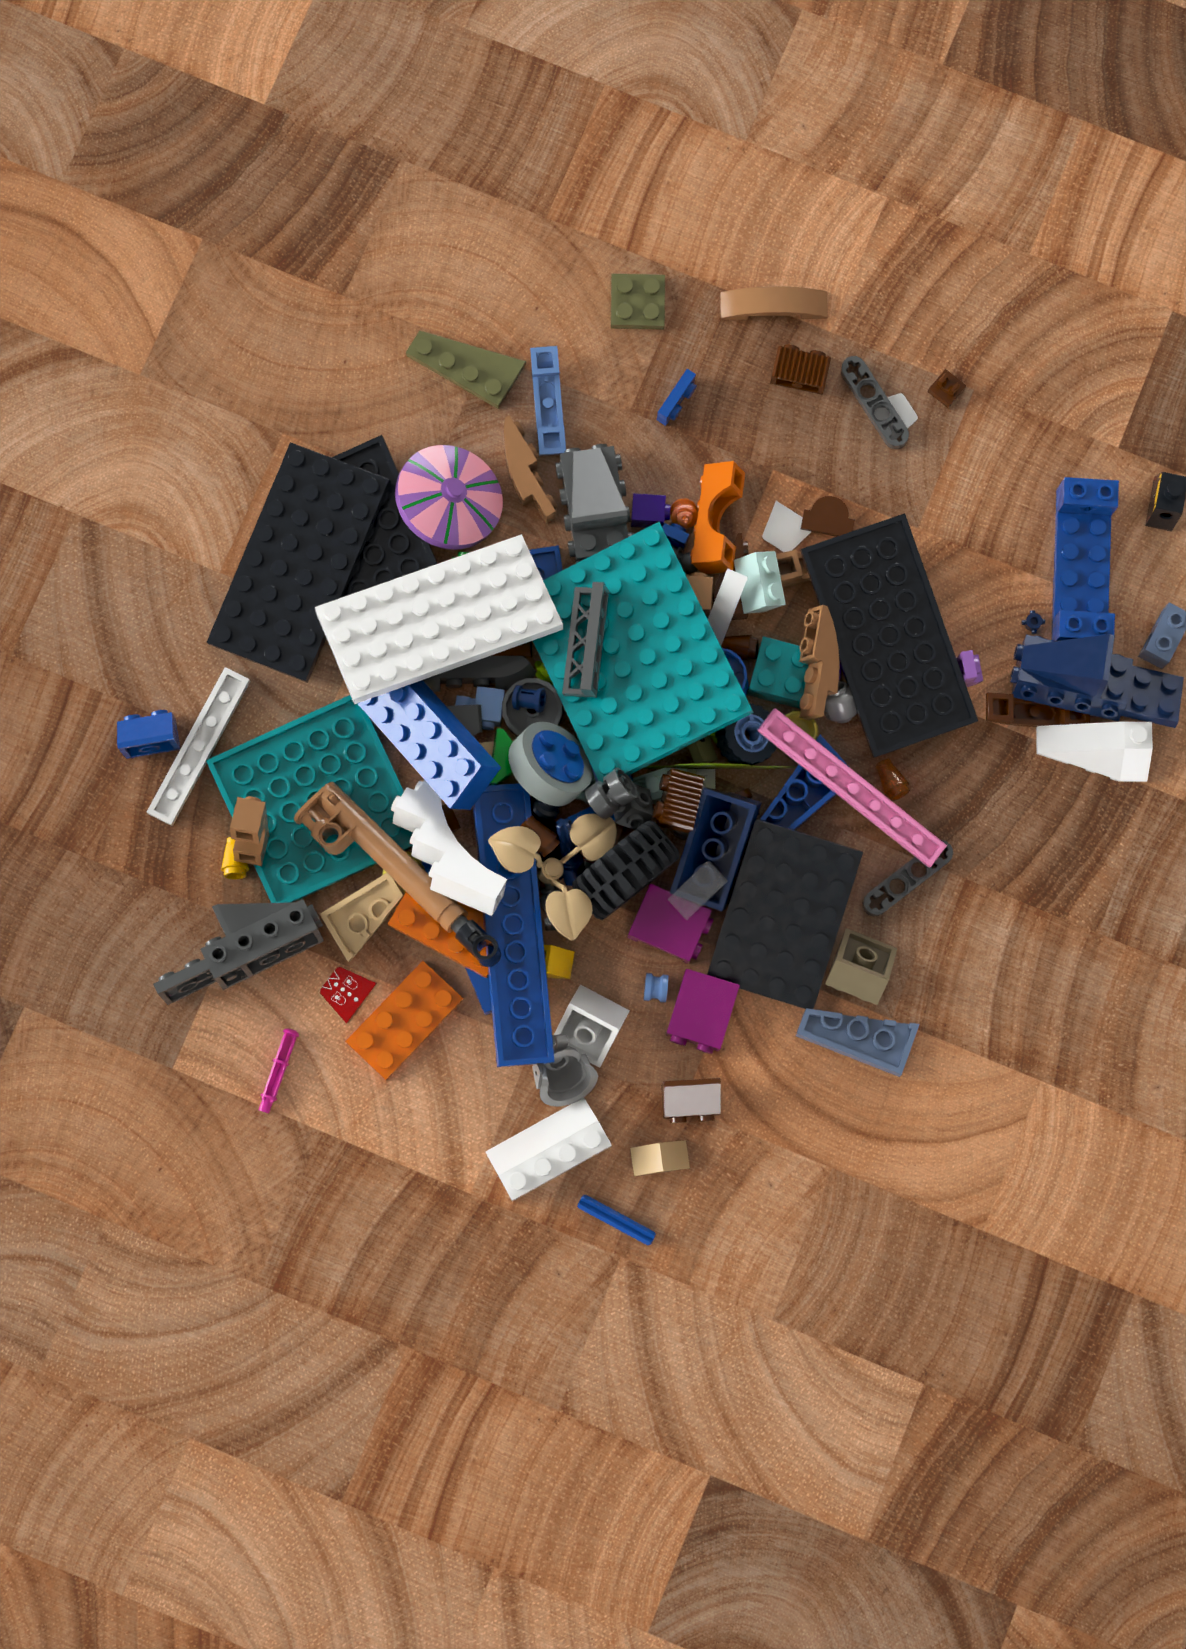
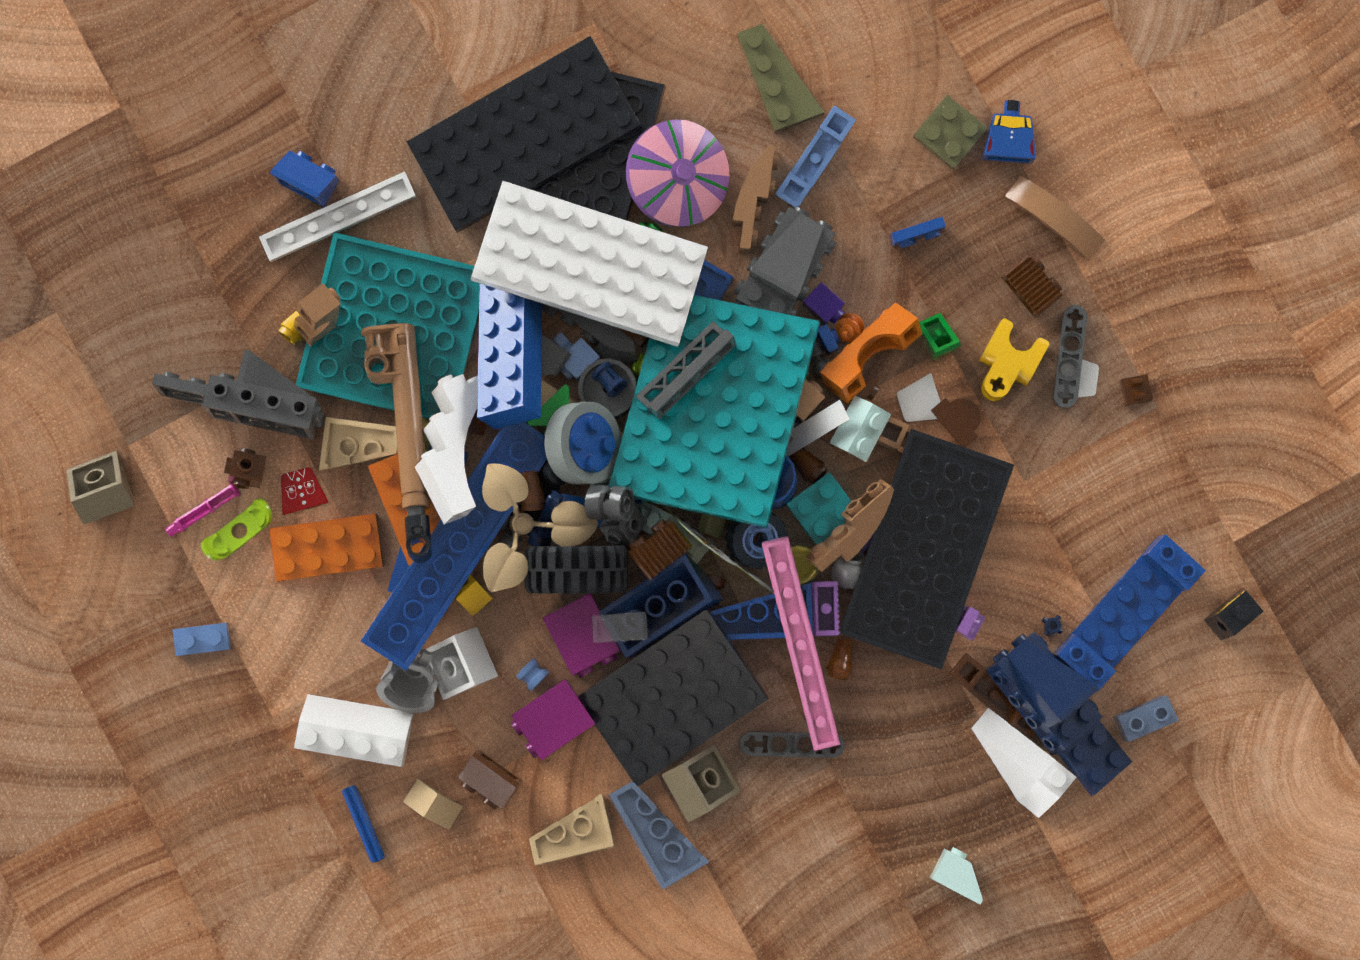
camera: 45 degrees right, 5 degrees up
(177, 1119) = (99, 488): none -> dark tan slope
(287, 1007) = (253, 468): none -> reddish brown brick
(326, 1043) = (223, 542): none -> lime piece
(361, 1176) = (201, 639): none -> medium blue plate
(688, 267) = (1010, 136): none -> blue torso
(761, 466) = (938, 336): none -> green slope
(794, 1090) = (574, 835): none -> tan wing
(830, 444) = (1008, 363): none -> yellow piece
(848, 746) = (825, 608): none -> medium lavender brick
(1122, 875) = (957, 874): none -> light aqua slope

